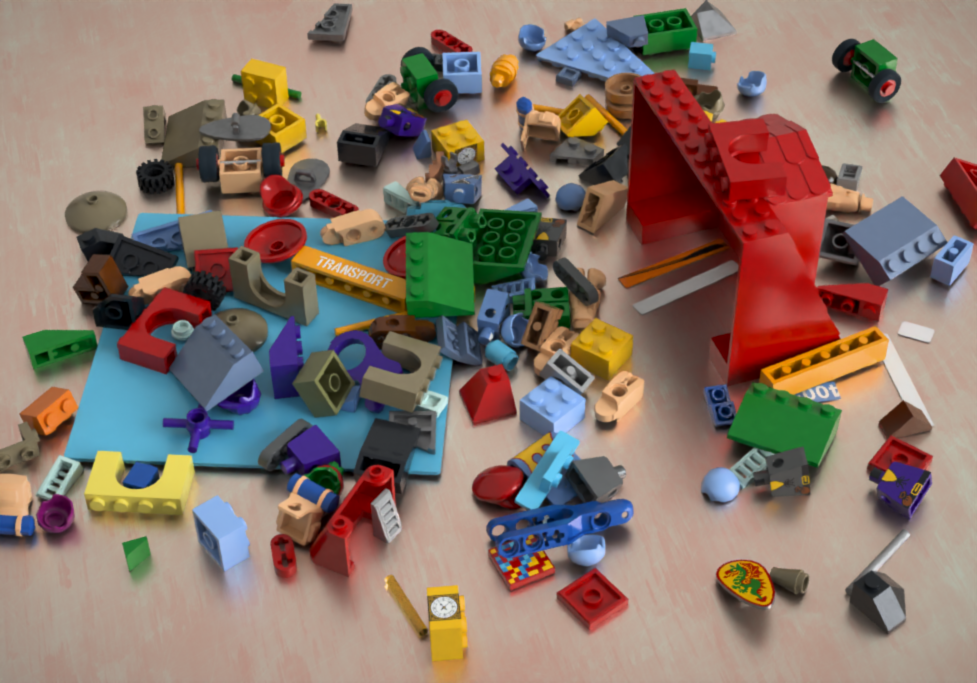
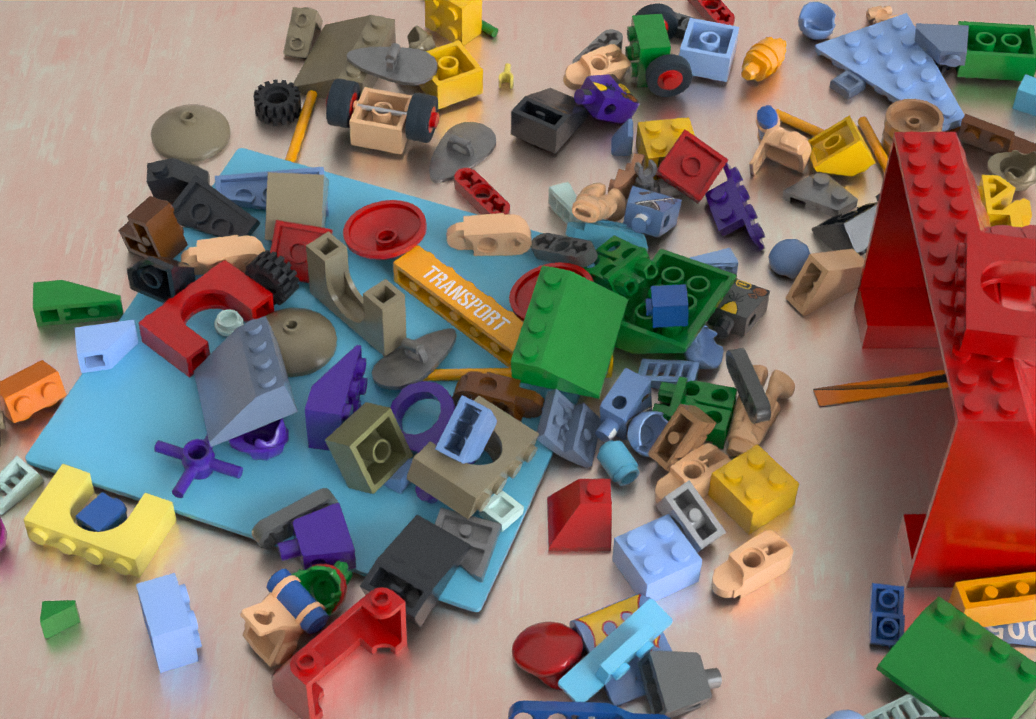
camera: 15 degrees right, 5 degrees up
(94, 365) = (104, 345): none -> light blue slope
(279, 196) = (417, 167): red piece -> none
(279, 556) = (245, 674): red beam -> none
(329, 323) = (413, 360): none -> flat silver shield
(385, 517) = (382, 659): light grey slope -> none
(395, 350) = (467, 431): none -> medium blue torso
(480, 151) = (691, 166): none -> red tile
(502, 242) = (668, 306): none -> blue brick
(686, 287) = (888, 428): white sticker -> none

